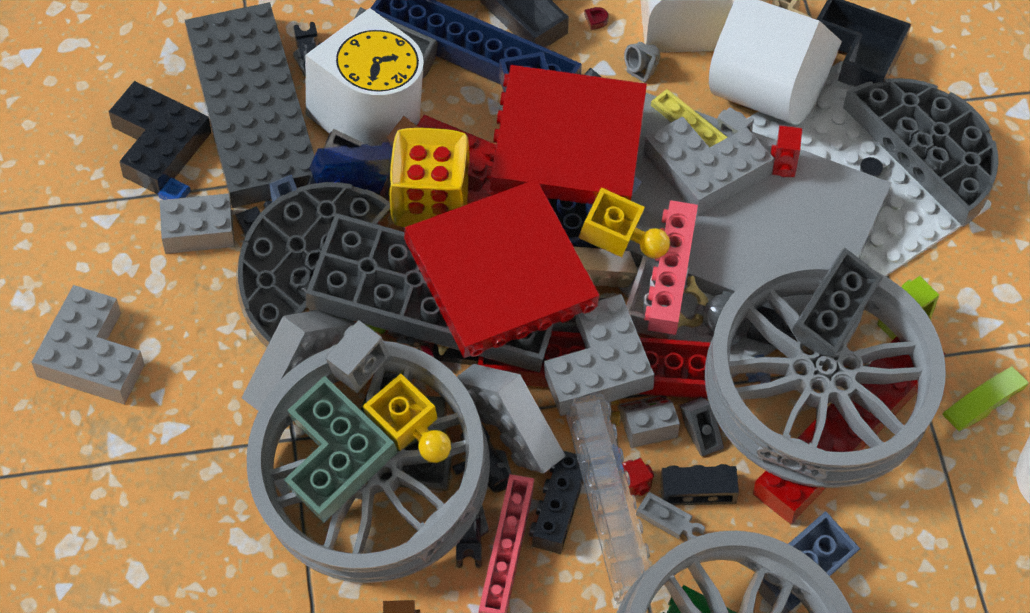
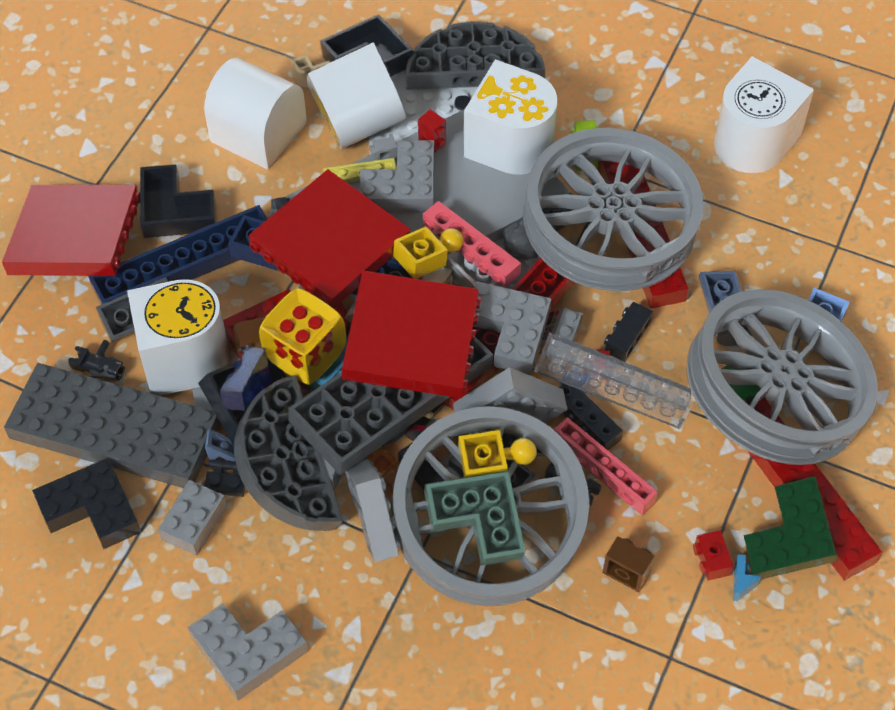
camera: 55 degrees left, 0 degrees up
(174, 189) = (147, 520): blue tile -> none
(357, 356) = (427, 454): light grey brick -> none
(596, 17) = (216, 179): dark red tile -> none
(641, 57) = (277, 171): light grey piece -> none
(668, 517) = (646, 359): light grey plate -> none
(702, 426) = (586, 302): dark grey slope -> none
(836, 304) = (584, 165): dark grey brick -> none
(851, 200) = (510, 119): none -> white brick
(985, 398) = (671, 137): lime slope -> none

